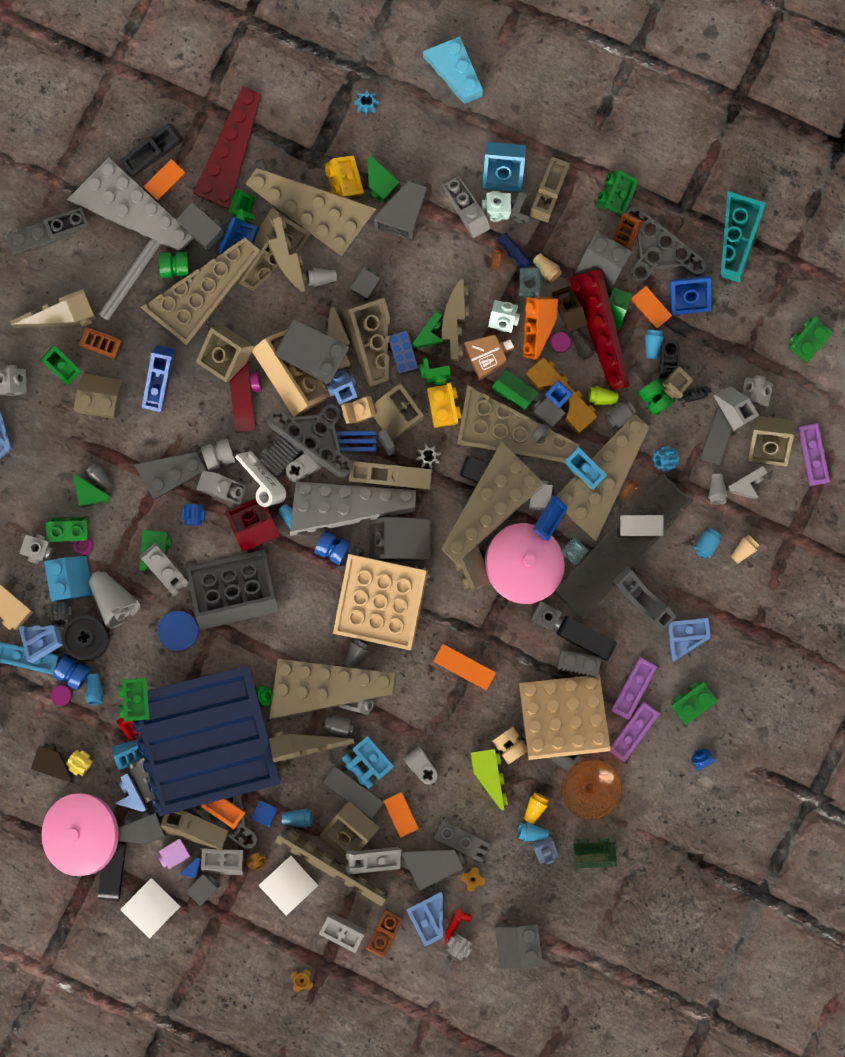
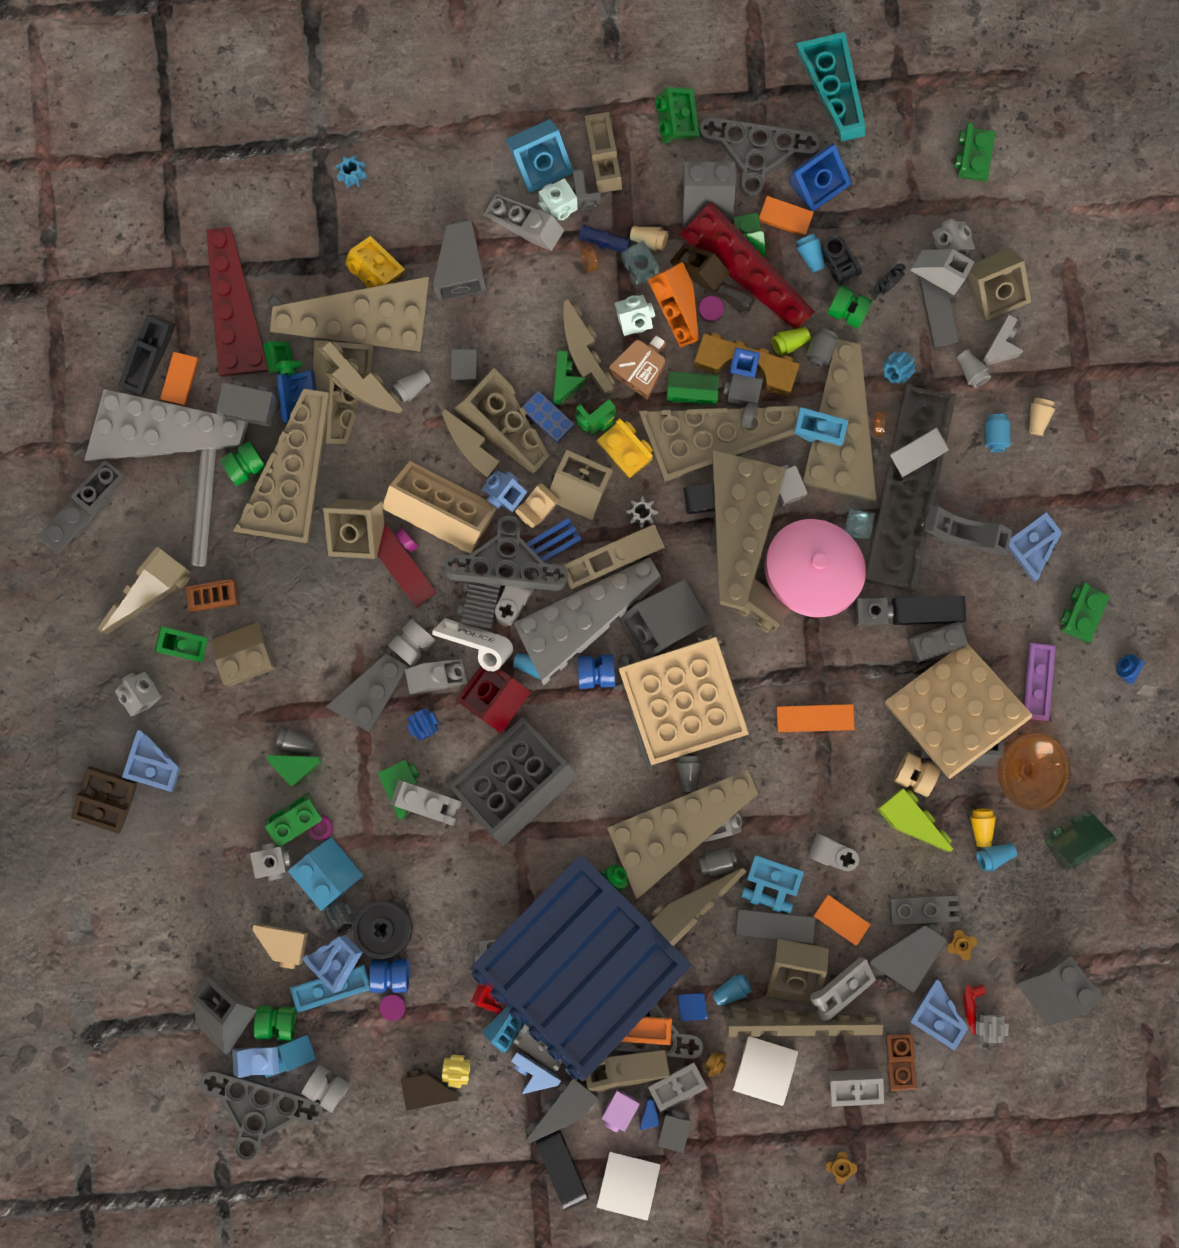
camera: 25 degrees left, 0 degrees up
(80, 834) = (503, 1151): bright pink dish -> none
(94, 690) = (426, 981): dark azure cone -> none
(112, 599) = (388, 869): light grey cone -> none
(135, 699) = (479, 968): green bracket -> none
(158, 377) = (297, 597): blue slope -> none
(178, 631) = (480, 861): blue tile -> none
(311, 351) = (450, 470): dark grey slope -> none
(381, 182) = (416, 246): green slope -> none
(387, 443) = (590, 522): dark grey tile -> none
(455, 68) = (426, 80): medium azure wedge -> none
(545, 851) = (1022, 867): sand blue tile -> none
(550, 518) = (814, 502): blue tile -> none
(634, 230) = (720, 131): dark orange slope -> none
(634, 688) = (1011, 634): medium lavender tile -> none
(677, 383) = (864, 278): dark tan bracket -> none
(813, 454) = (1052, 273): medium lavender tile -> none

